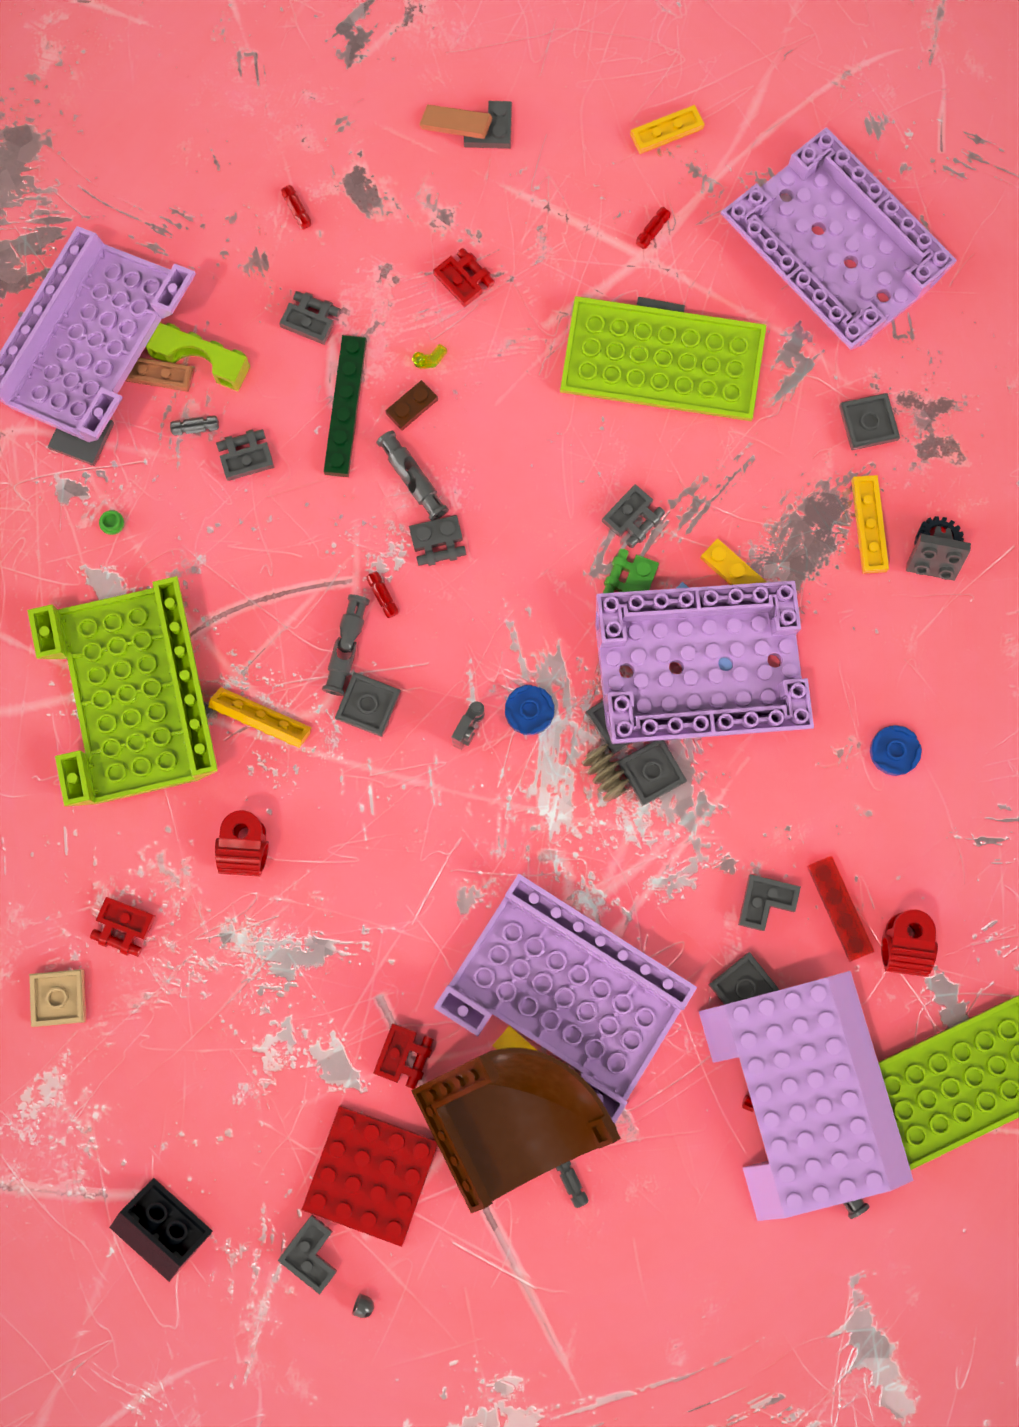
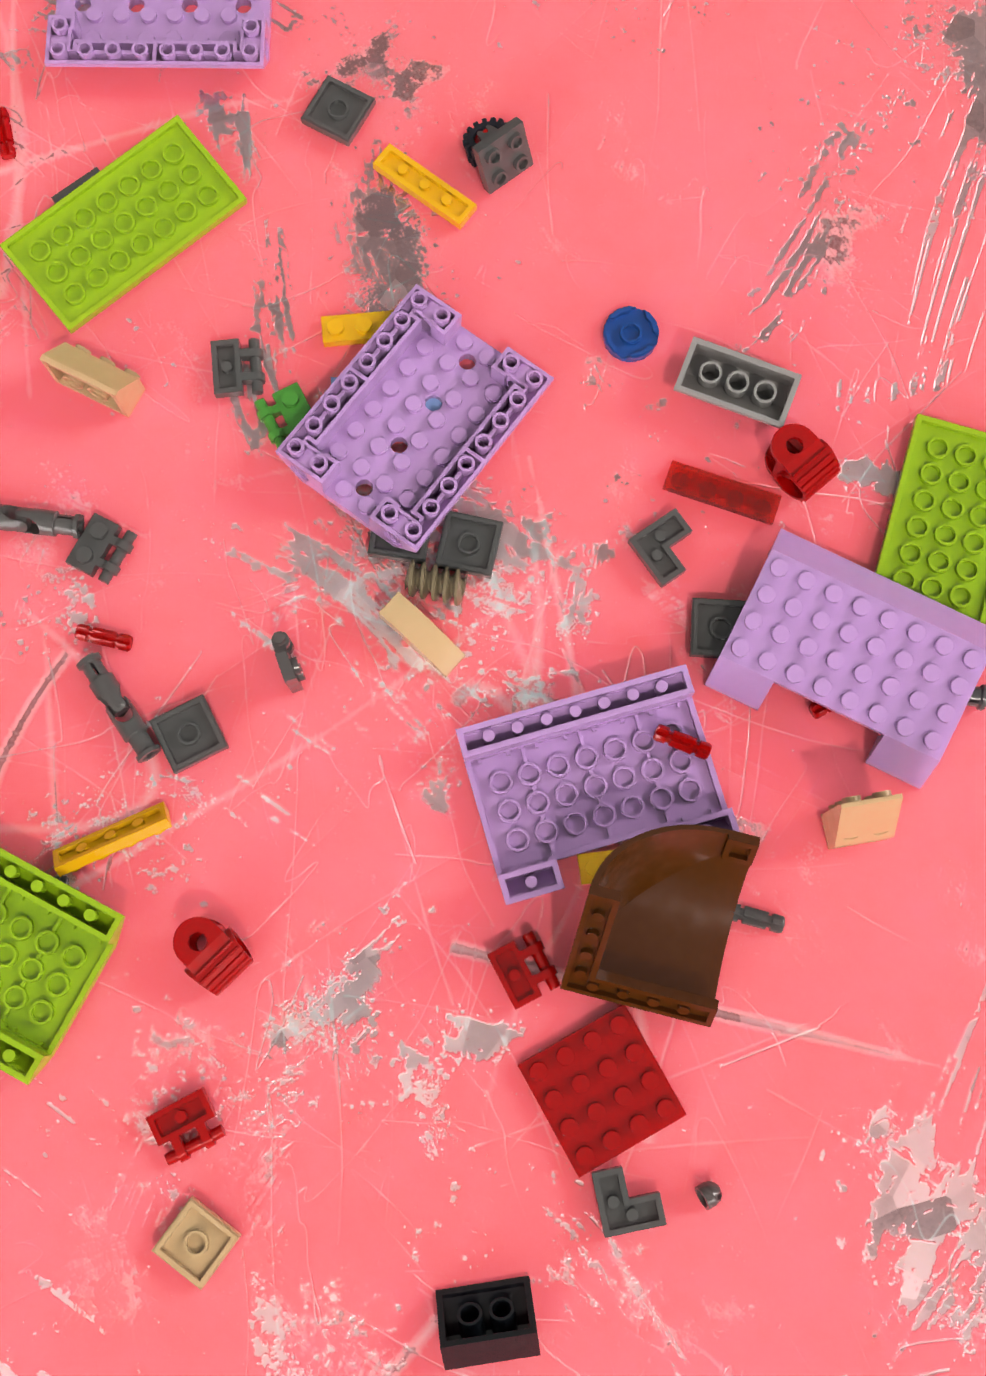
camera: 45 degrees left, 0 degrees up
(529, 710) = (322, 600): blue tile -> none
(544, 434) = (94, 377): none -> tan slope
(563, 794) = (421, 634): none -> tan slope
(644, 1030) = (682, 741): none -> red axle
(700, 1203) = (862, 821): none -> tan slope
(924, 853) = (737, 382): none -> light grey slope

